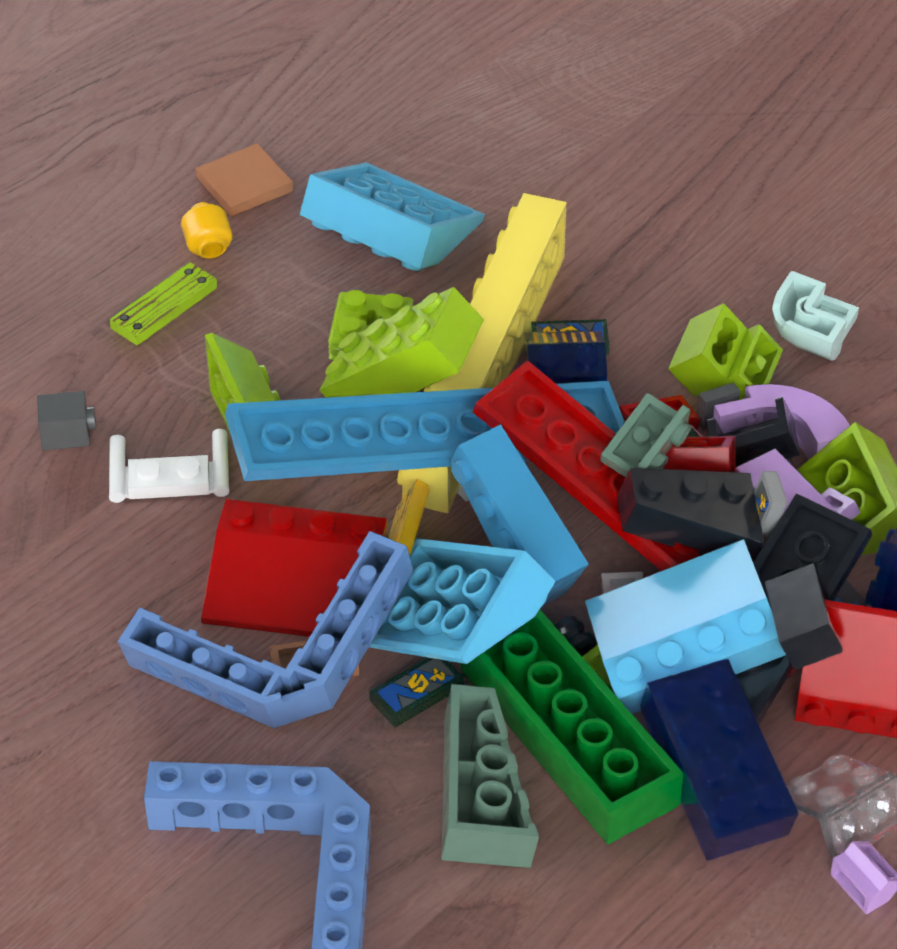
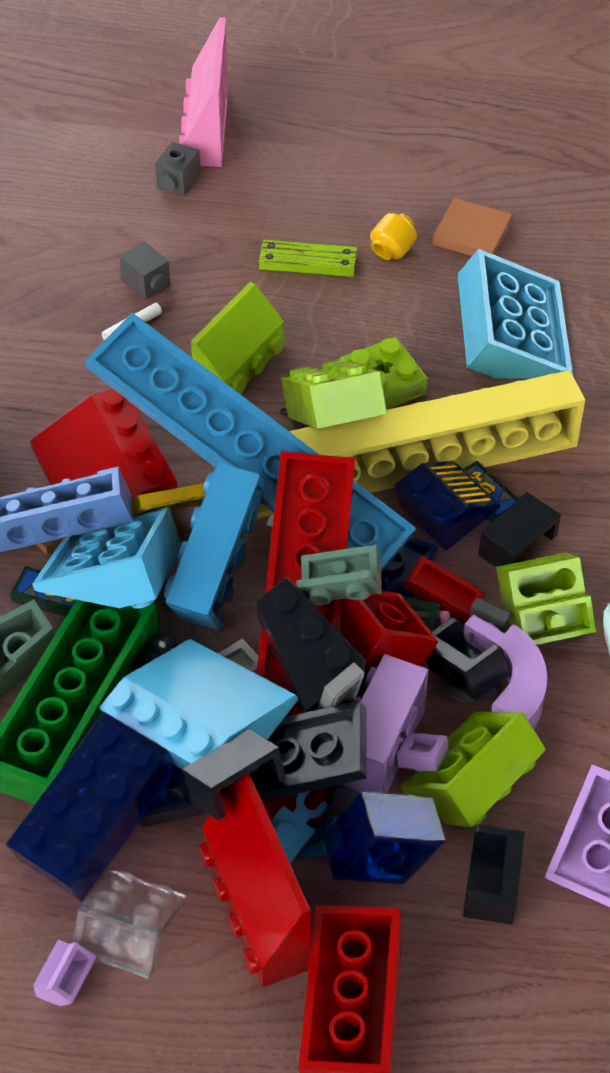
camera: 55 degrees right, 5 degrees up
(641, 338) = (517, 530): none -> black panel

